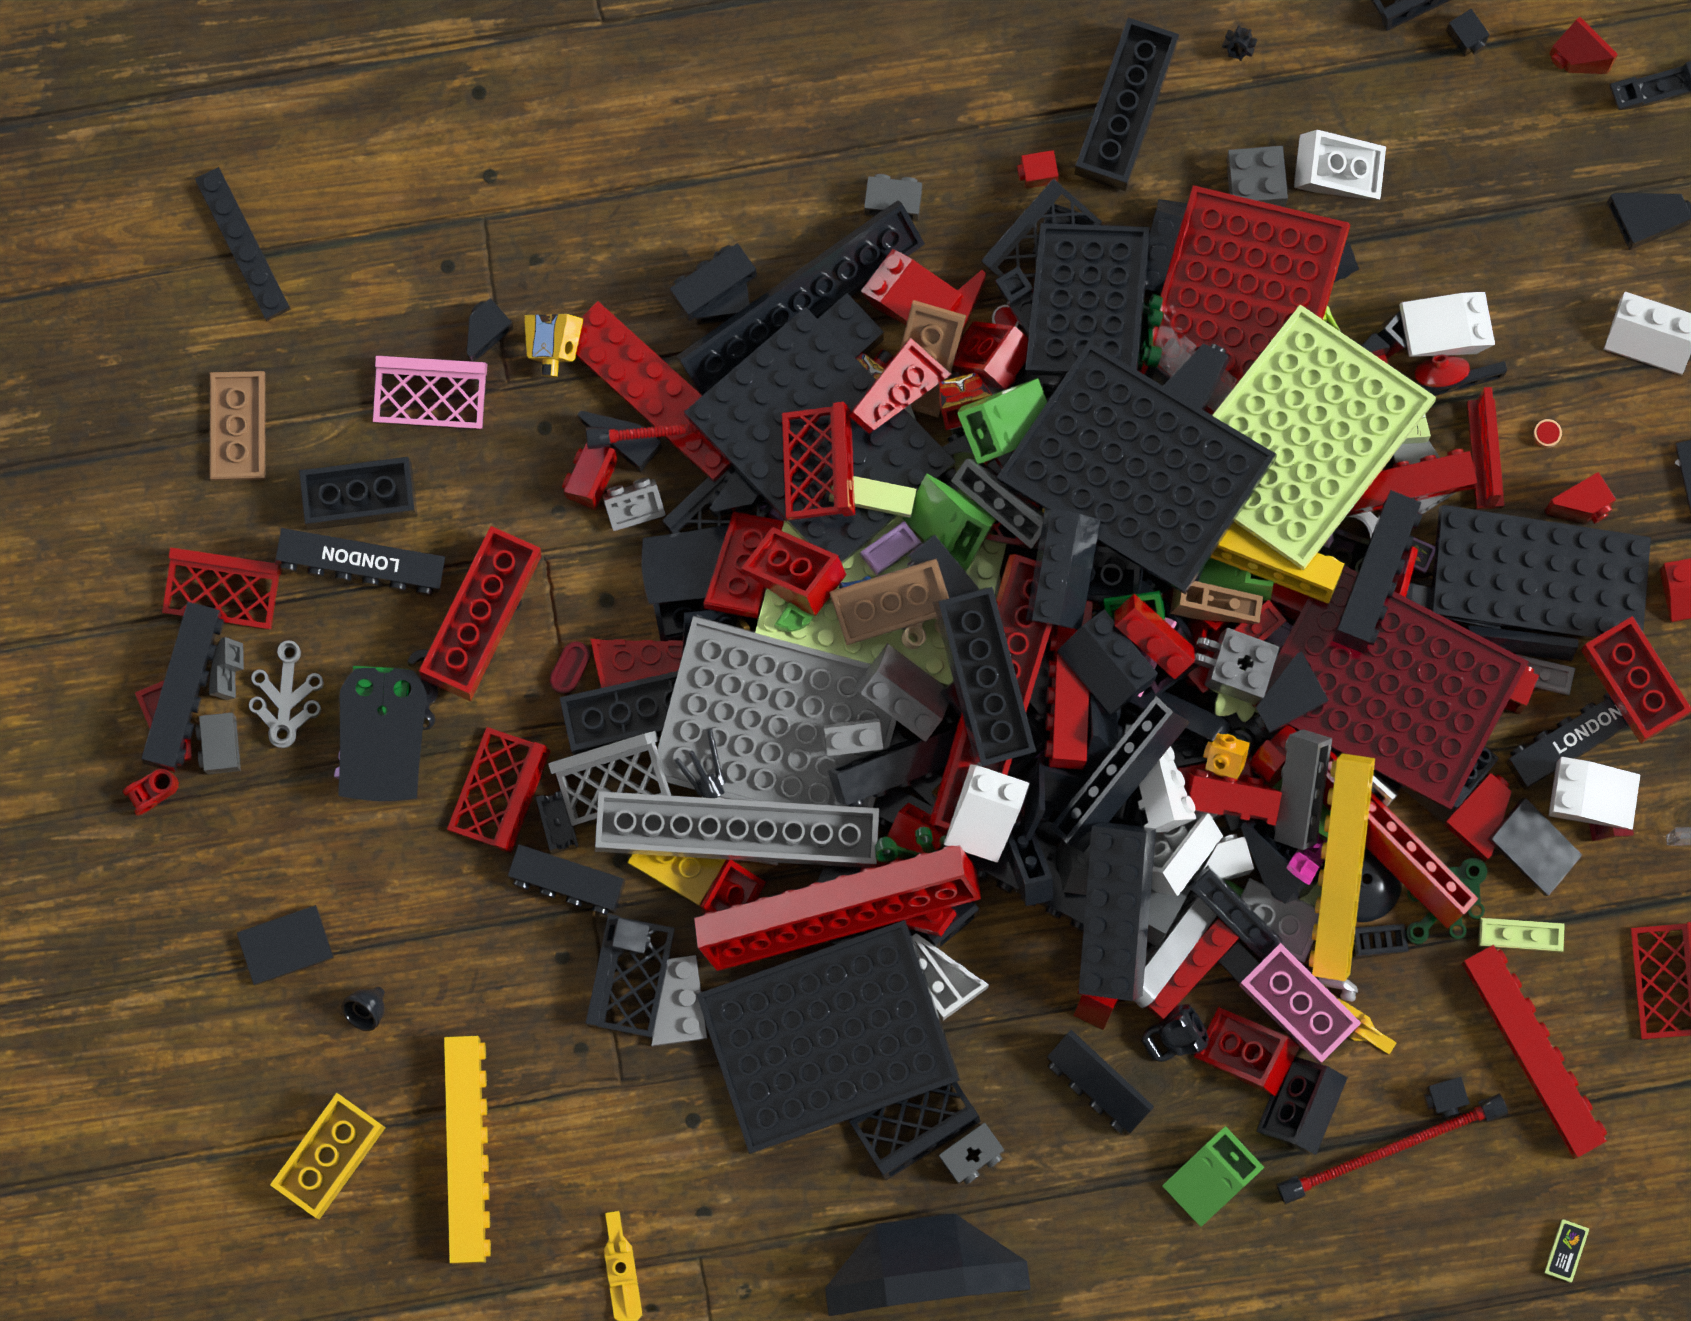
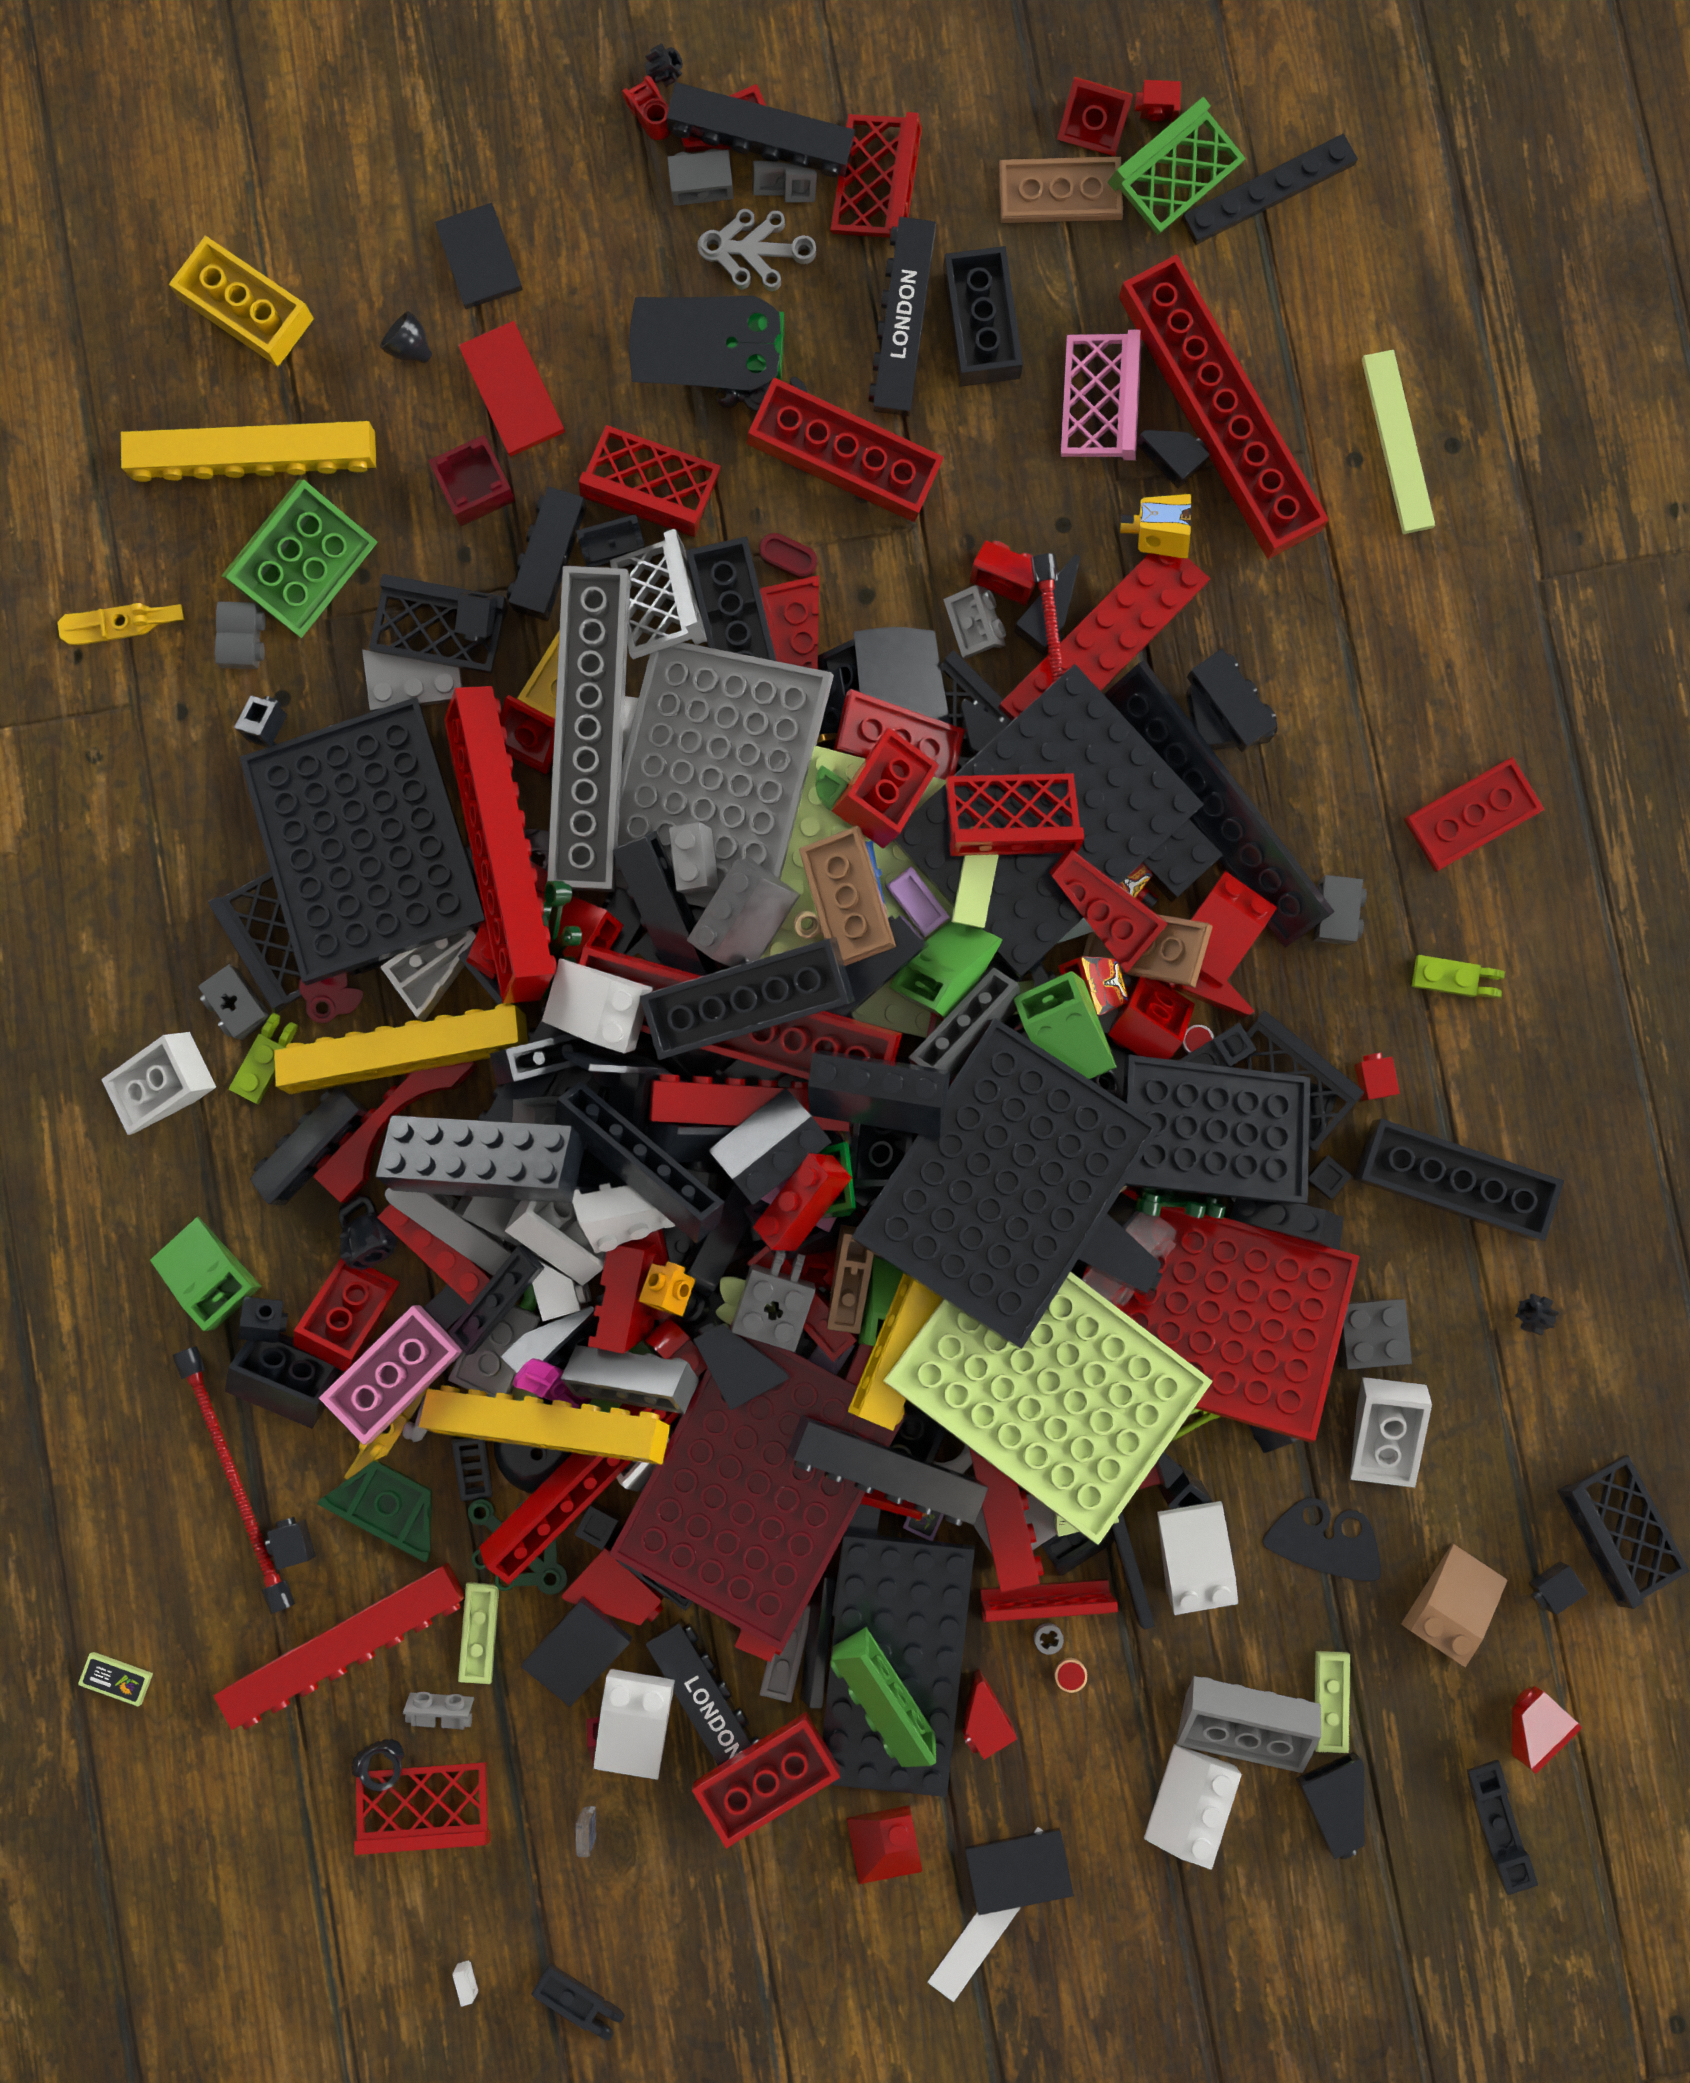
camera: 85 degrees right, 5 degrees up
(113, 776) = (663, 65): none -> black gear
(160, 337) = (1159, 100): none -> red brick
(175, 394) = (1095, 116): none -> red slope
(206, 338) = (1156, 152): none -> bright green fence
(410, 914) = (511, 388): none -> red tile
(446, 286) = (1222, 407): none -> red brick
(476, 138) = (1398, 442): none -> yellowish green tile
(498, 946) = (472, 480): none -> dark red container
(566, 1103) = (299, 558): none -> bright green slope
(637, 1156) = (238, 635): none -> dark grey brick
(707, 1137) = (261, 720): none -> black brick
(708, 785) = (643, 699): black plant -> none
(808, 83) = (1474, 814): none -> red tile
(924, 1263) = (101, 951): black panel -> none
(950, 104) = (1454, 977): none -> lime hinge
(967, 1063) = (332, 992): none -> dark red plate
(1016, 999) = (399, 1049): none -> yellow brick
(1024, 1131) = (259, 1065): none -> lime hinge
(1033, 970) = (350, 1166): none -> red arch
(1043, 1222) = (158, 1081): none -> white slope
(1123, 211) = (1328, 1177): none -> black plate
(1253, 1123) = (262, 1320): none -> black brick
(1413, 1015) = (386, 1506): none -> dark green wing
(1429, 828) = (598, 1525): none -> black panel
(1436, 236) = (1339, 1556): none -> black piece
(1442, 371) = (1141, 1551): red dish -> none
(1442, 430) = (1072, 1550): none -> black slope
(1483, 115) = (1456, 1605): none -> medium nougat slope
(1525, 450) = (1050, 1648): none -> light grey bush
(1565, 218) = (1333, 1694): none -> yellowish green tile
(1568, 581) = (884, 1699): none -> bright green slope
(1585, 286) = (1249, 1724): none -> light grey slope
(1586, 955) = (453, 1709): none -> light grey hinge
(1632, 1033) = (391, 1750): none -> black piece

